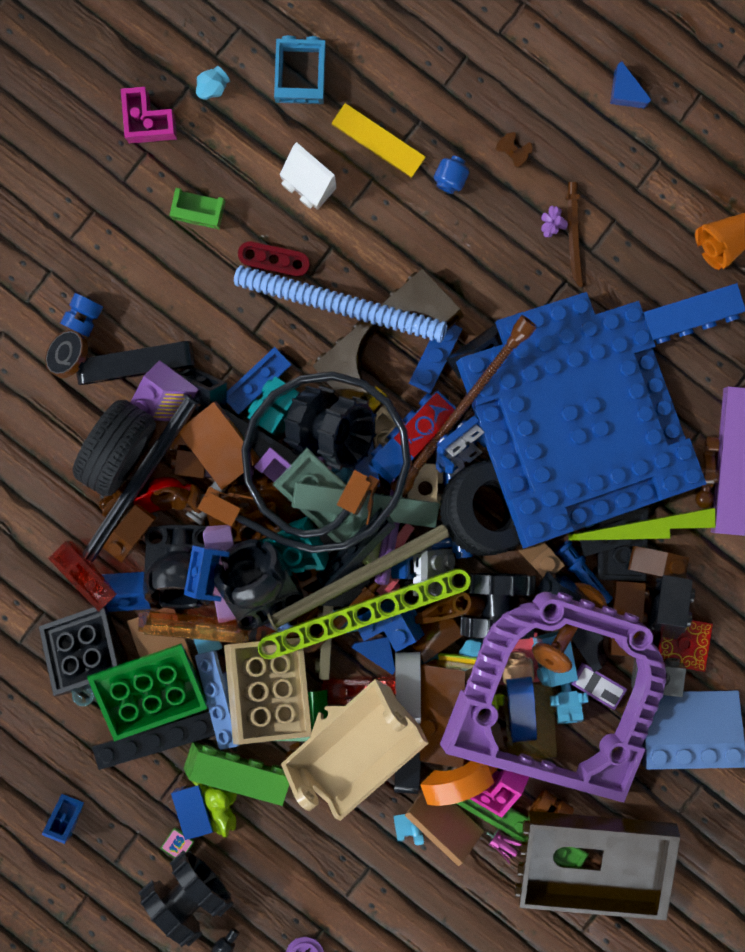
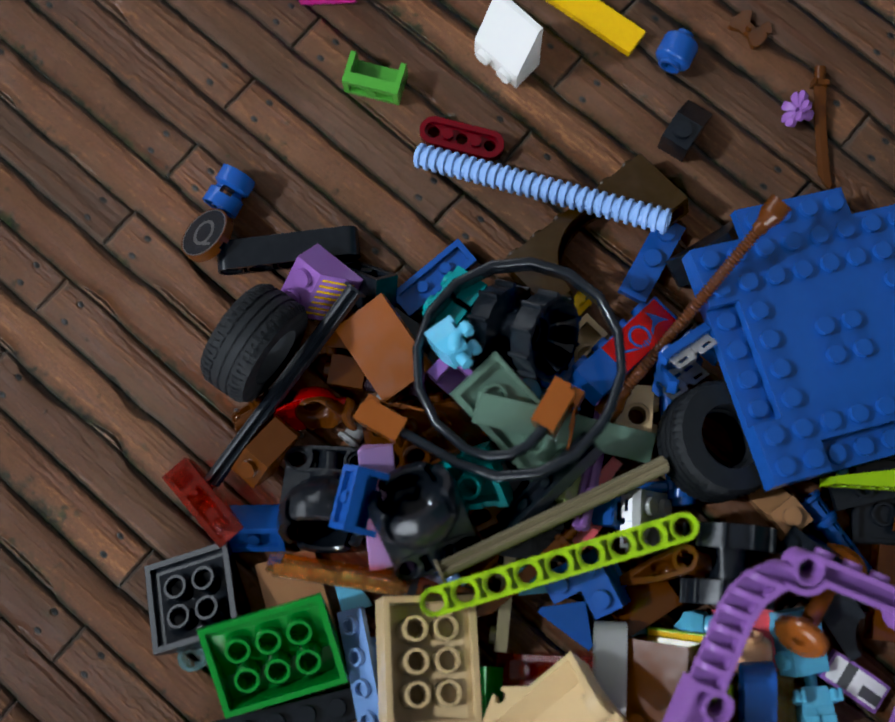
camera: 10 degrees right, 10 degrees down
(271, 447) = (449, 344): none -> medium azure piece
(460, 242) = (684, 130): none -> black slope

